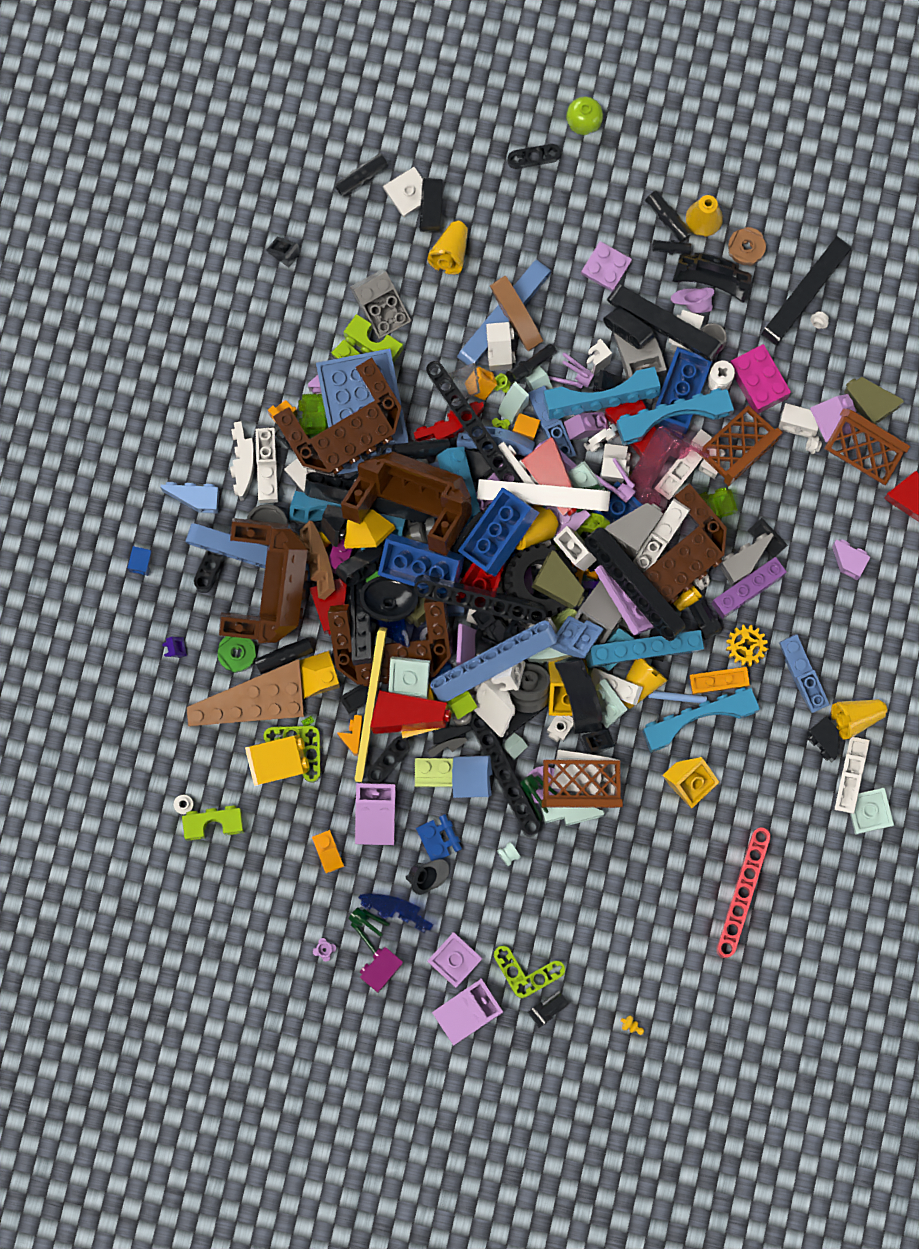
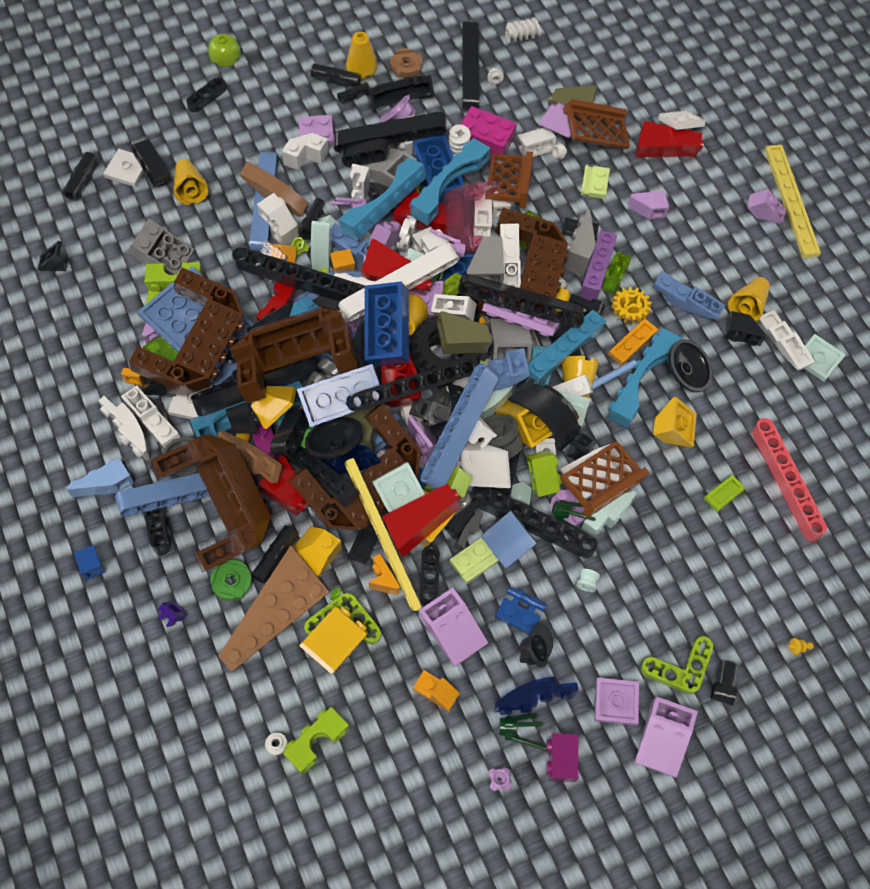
camera: 40 degrees left, 15 degrees down
(541, 743) = (544, 473): none -> lime brick
(574, 279) = (306, 146): none -> white brick
(681, 865) = (724, 493): none -> lime tile
(754, 739) = (690, 366): none -> black dish
(761, 605) = (616, 272): none -> clear neon green brick
(821, 499) = (595, 181): none -> yellowish green plate
(888, 285) = (521, 29): none -> white piece

